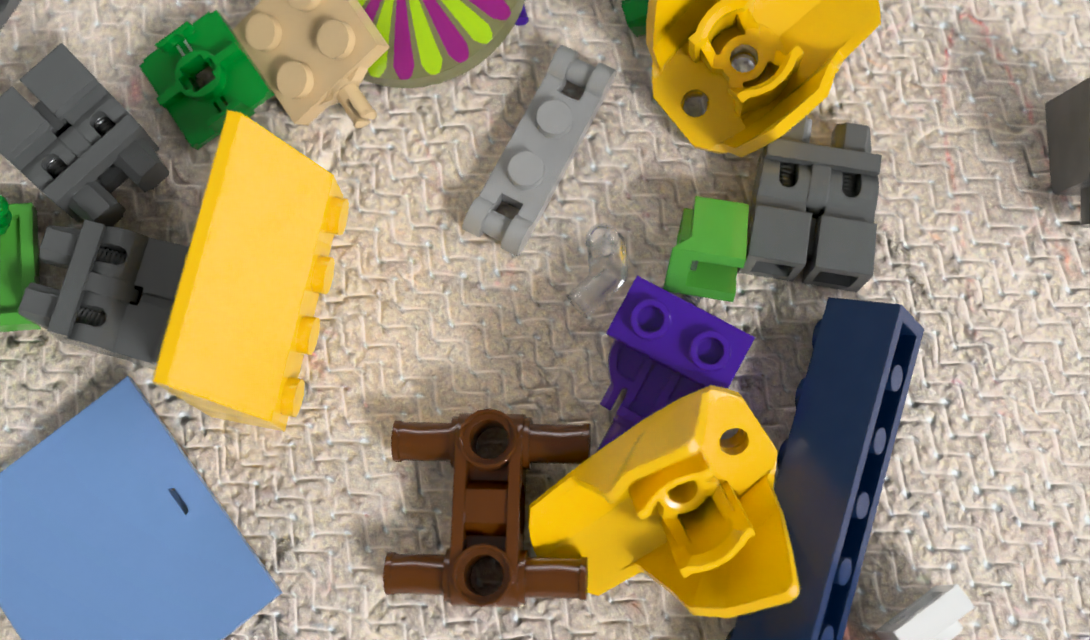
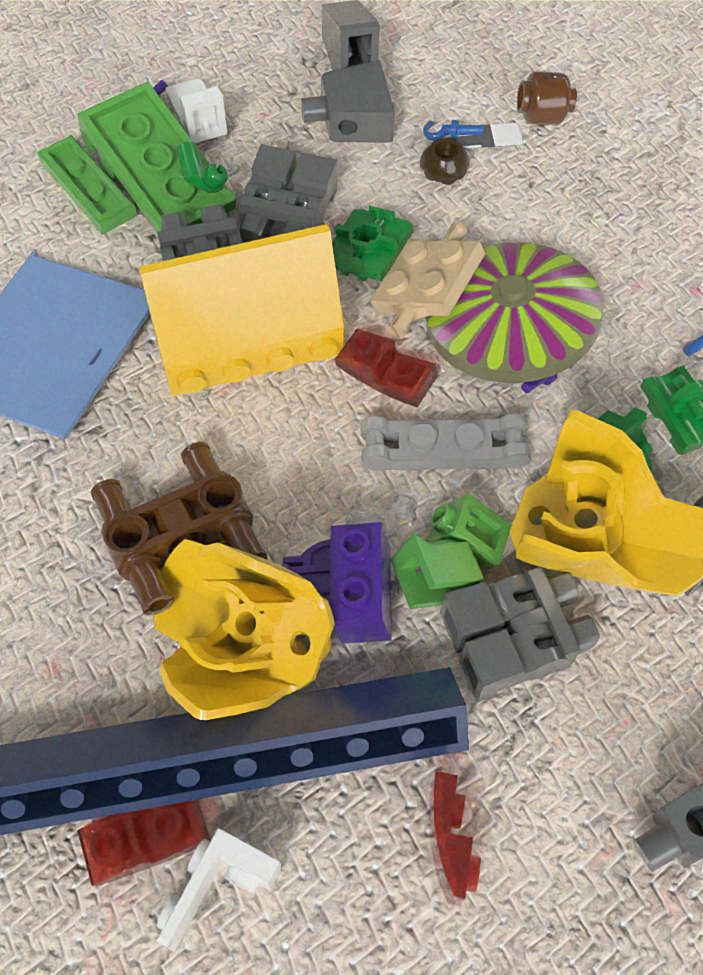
camera: 60 degrees right, 15 degrees down
(400, 160) = (379, 365): none -> clear red slope
(666, 185) = (472, 522): none -> bright green bracket
(1018, 406) = (451, 852): none -> clear red slope

